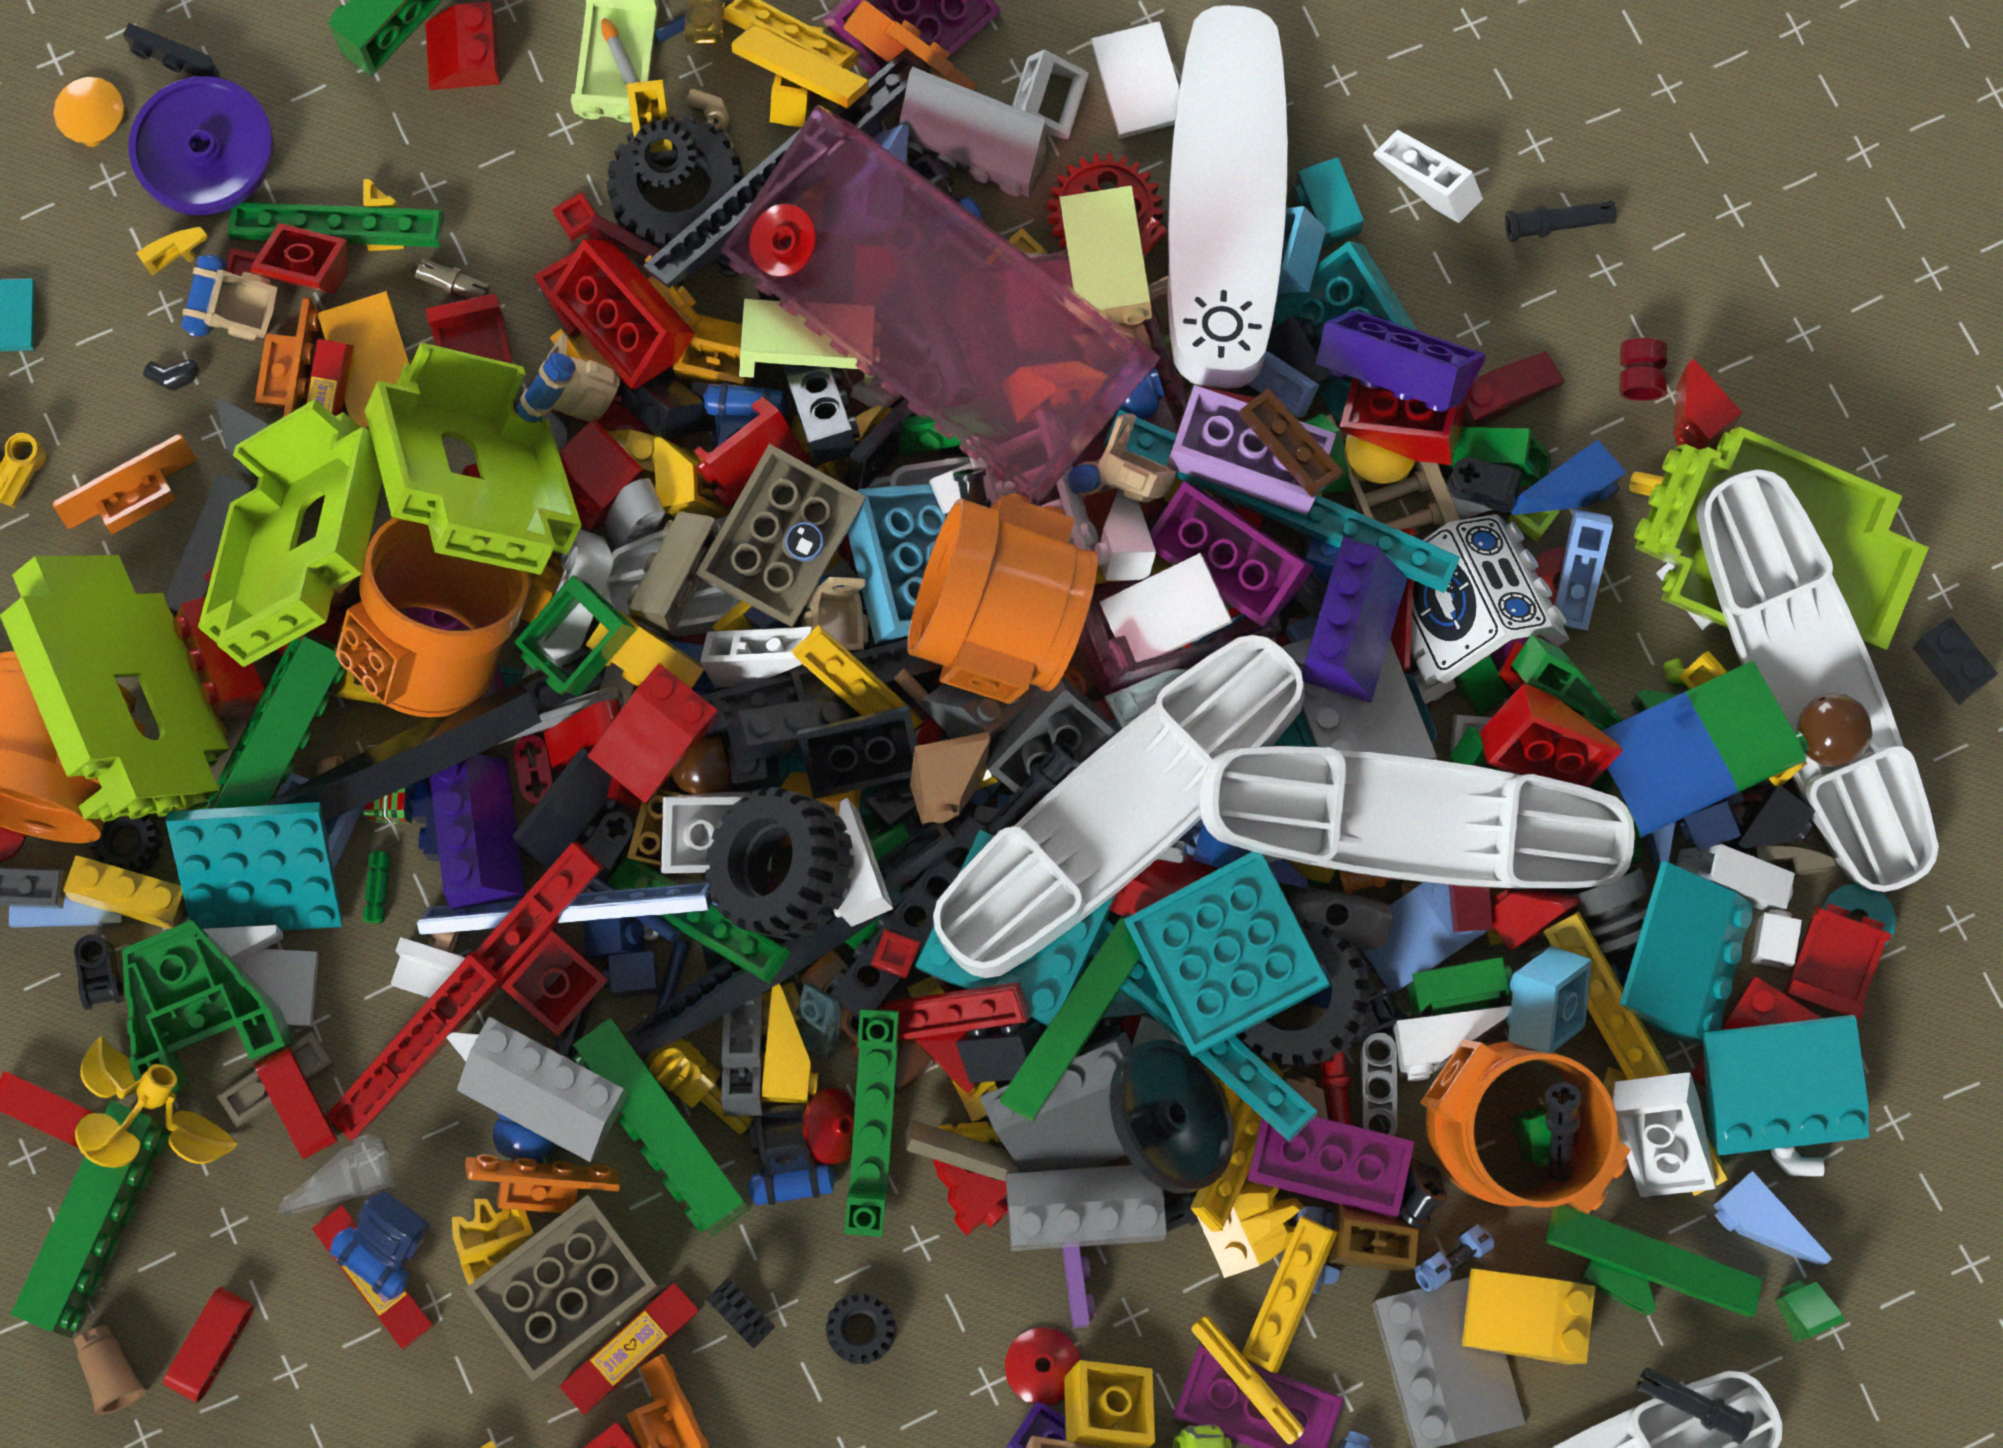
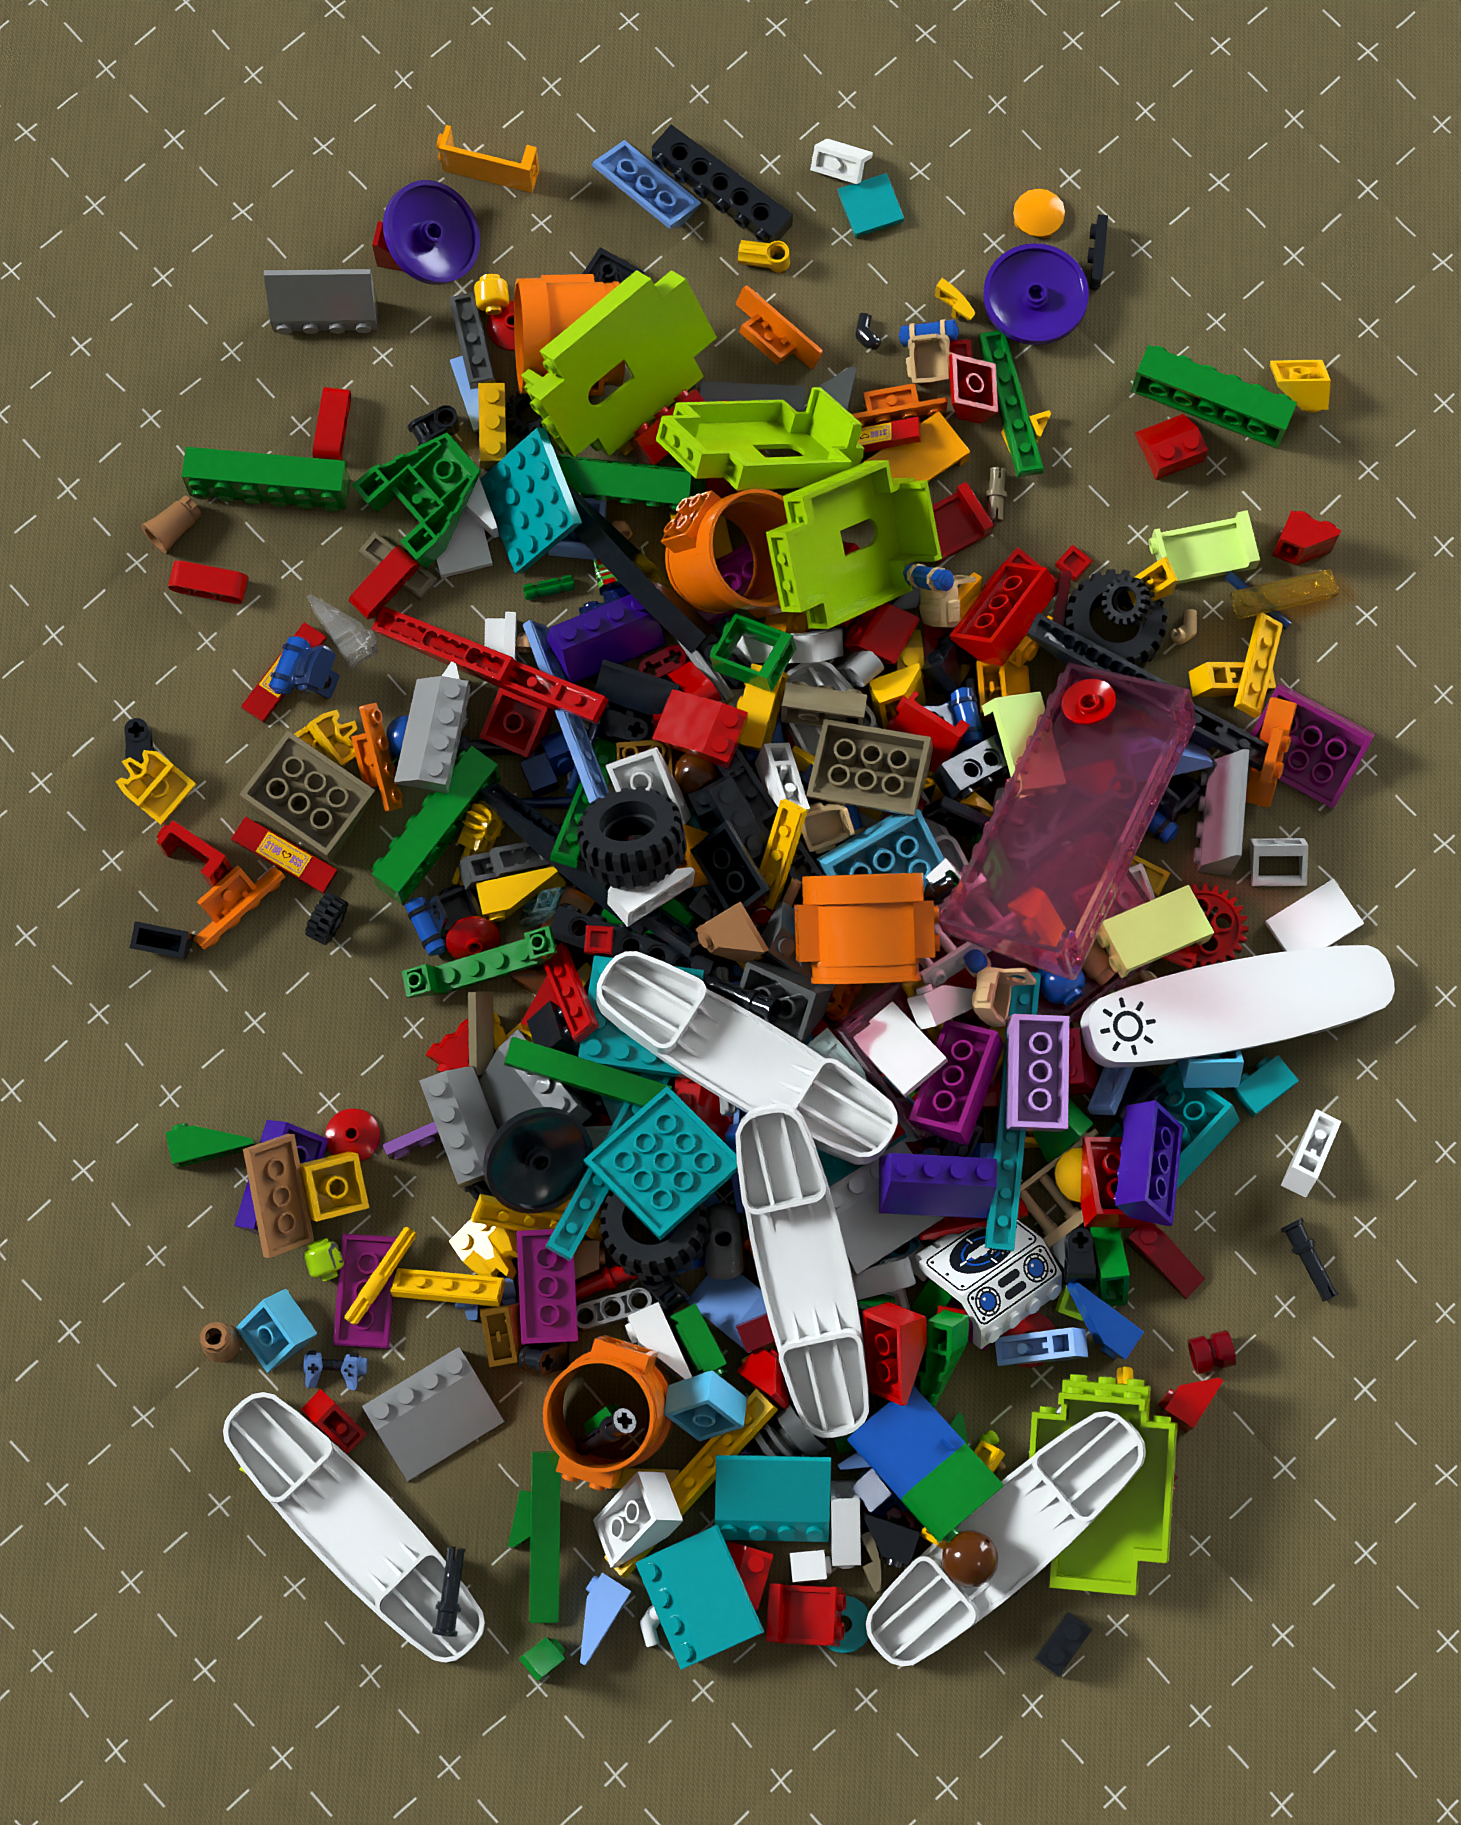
camera: 70 degrees right, 0 degrees up
(110, 1145) = (313, 467): yellow plant -> none
(618, 52) = (1216, 542): light grey piece -> none
(800, 66) = (1232, 676): yellow tile -> none
(804, 542) = (867, 783): tile -> none
(877, 1345) = (345, 1019): black tyre -> none
(1290, 442) = (1046, 1095): reddish brown plate -> none
(1436, 1270) = (494, 1383): medium blue piece -> none
(1446, 723) = (884, 1277): none -> light grey beam
(1528, 1316) = (480, 1458): yellow slope -> none

